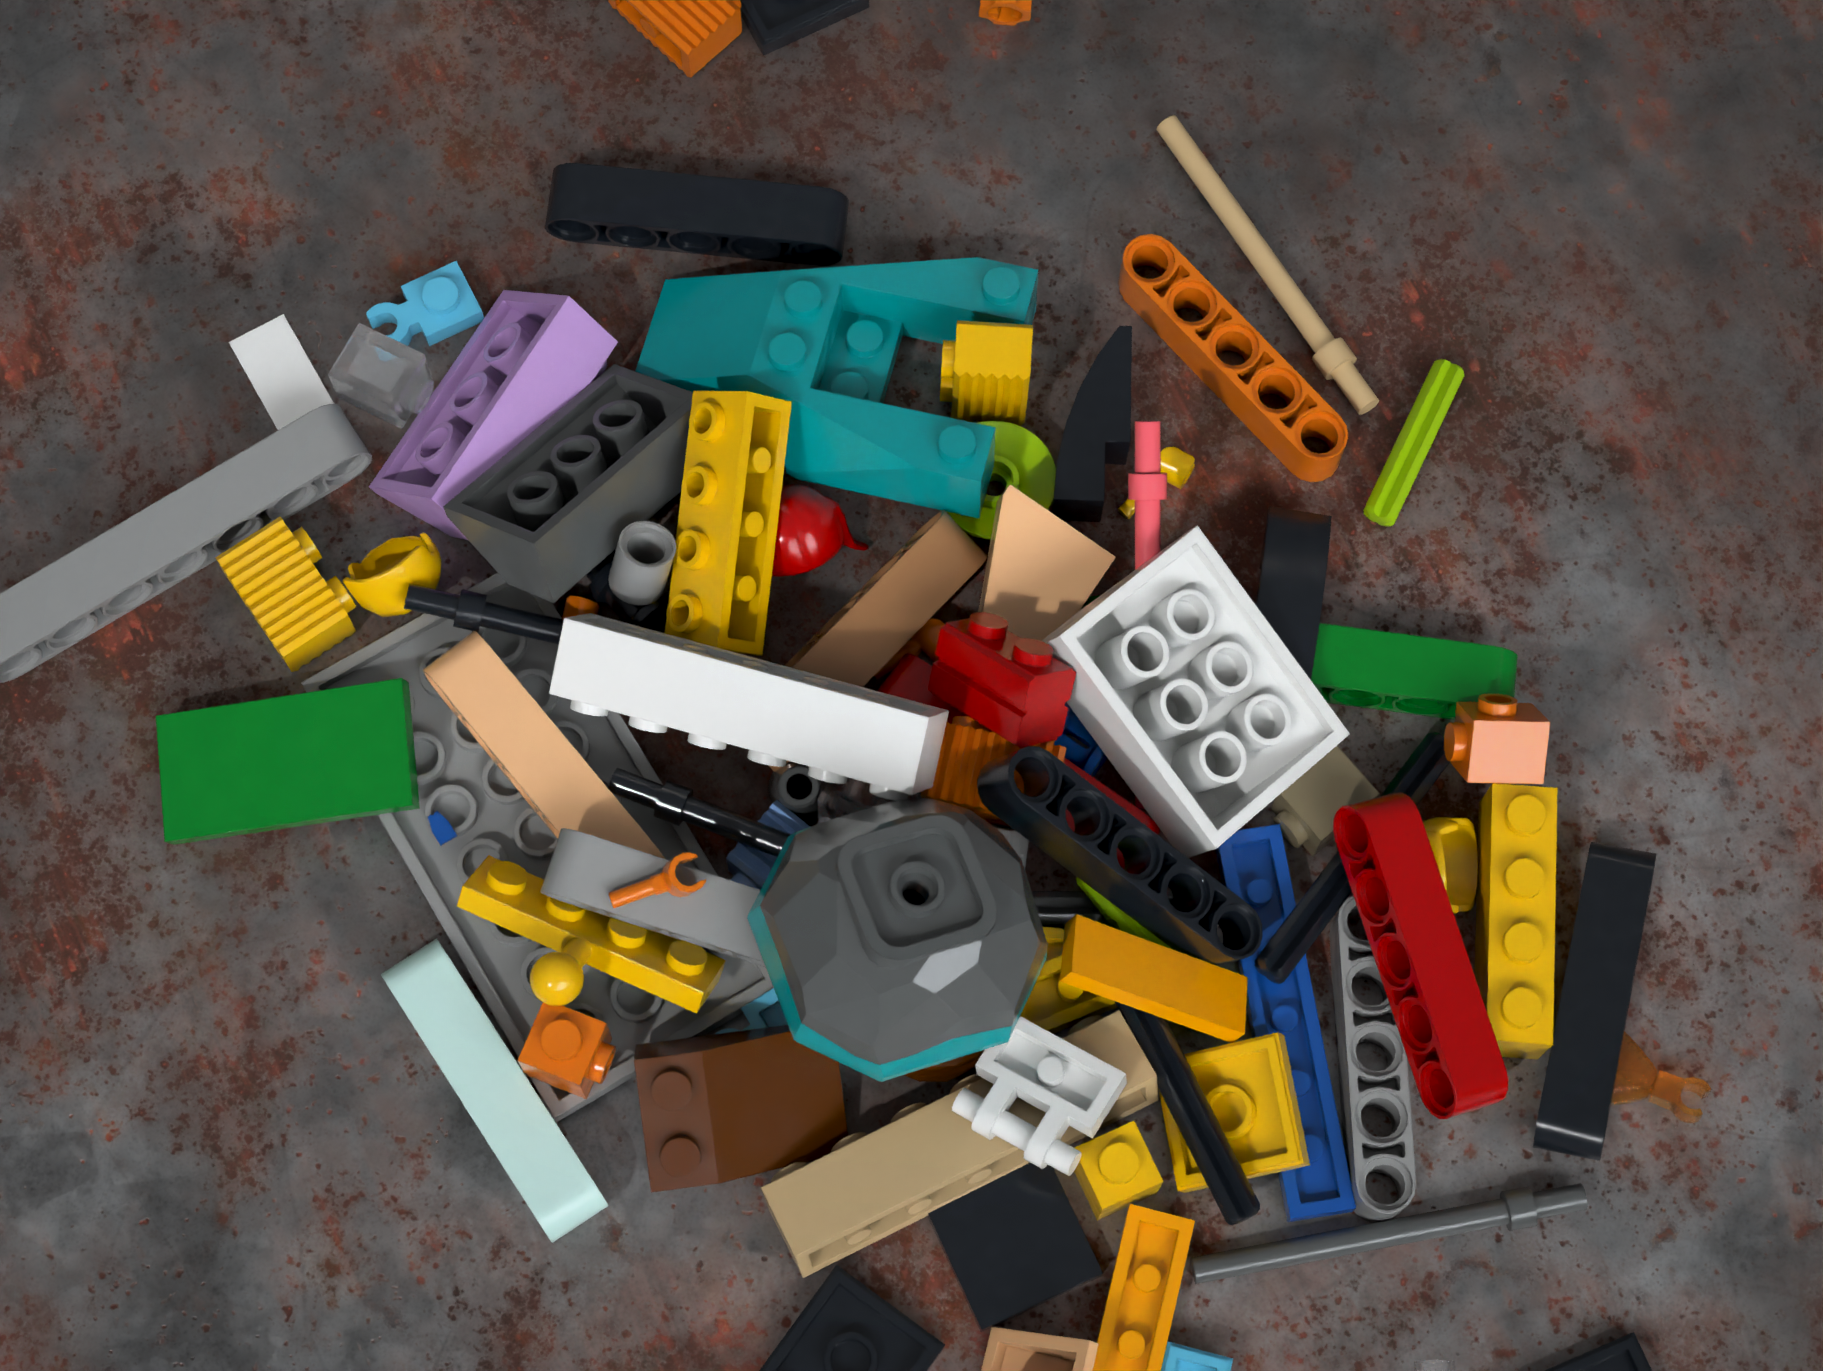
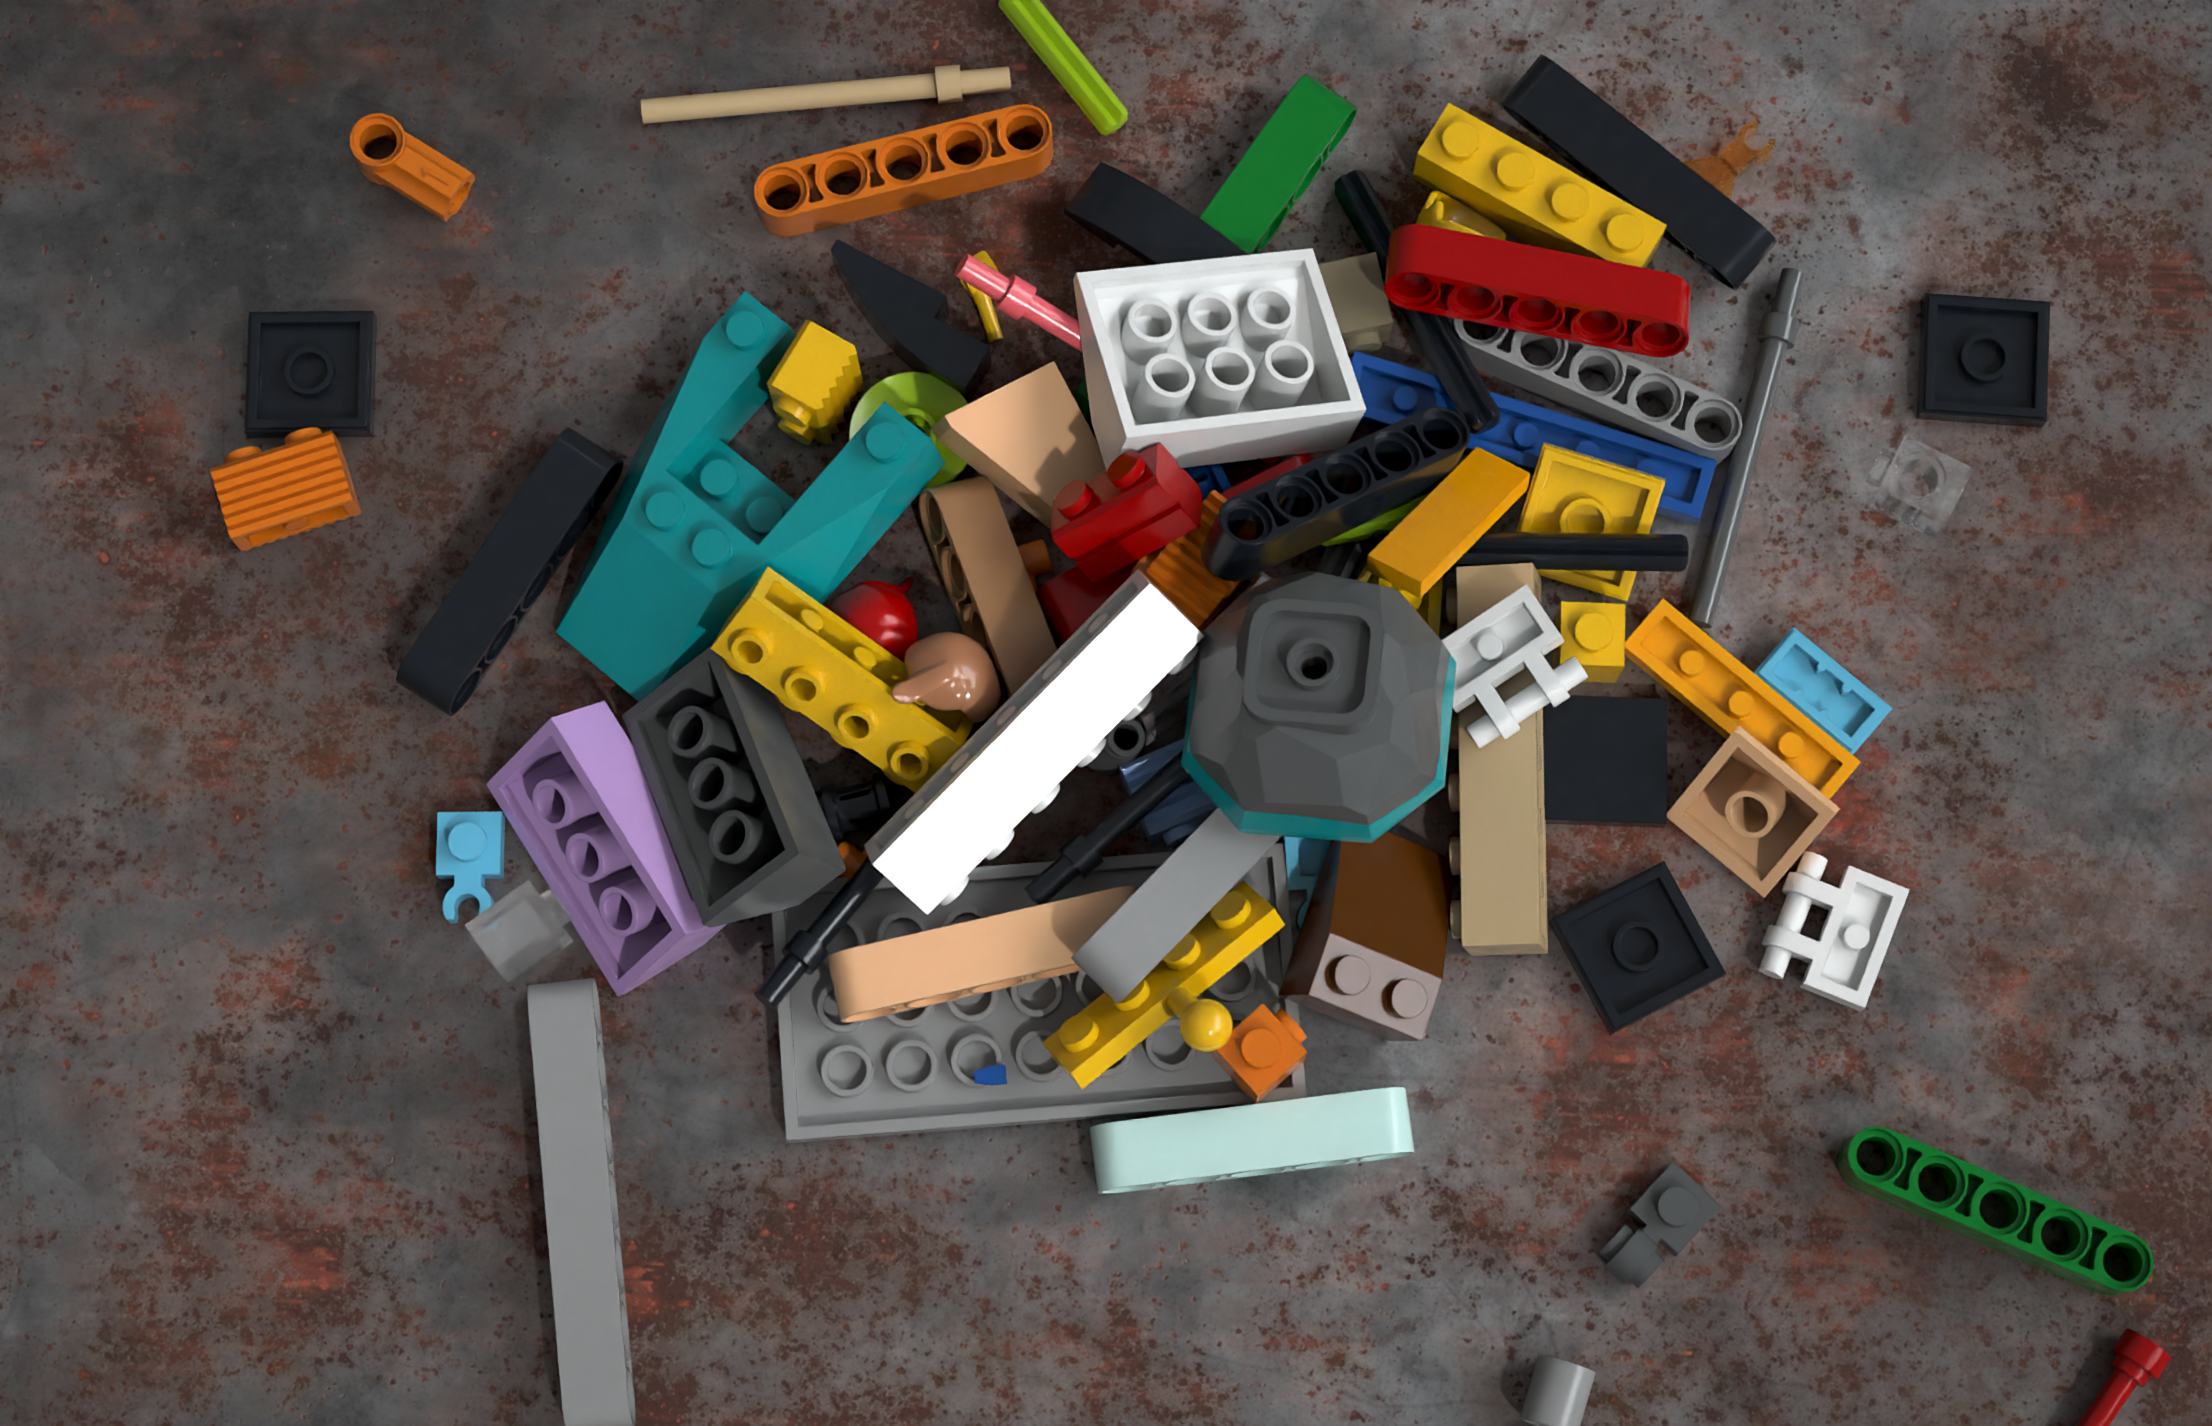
camera: 60 degrees left, 5 degrees up
(280, 371) = (464, 1027): white sticker -> none
(287, 593) = (690, 1113): yellow brick -> none
(287, 761) = (857, 1186): green tile -> none
(385, 573) = (723, 1007): yellow hair -> none
(642, 563) = (833, 758): light grey beam -> none
(657, 884) = (1171, 886): orange hand -> none
(778, 607) = (950, 674): none -> nougat hair
(1498, 741) = (1382, 128): brick -> none

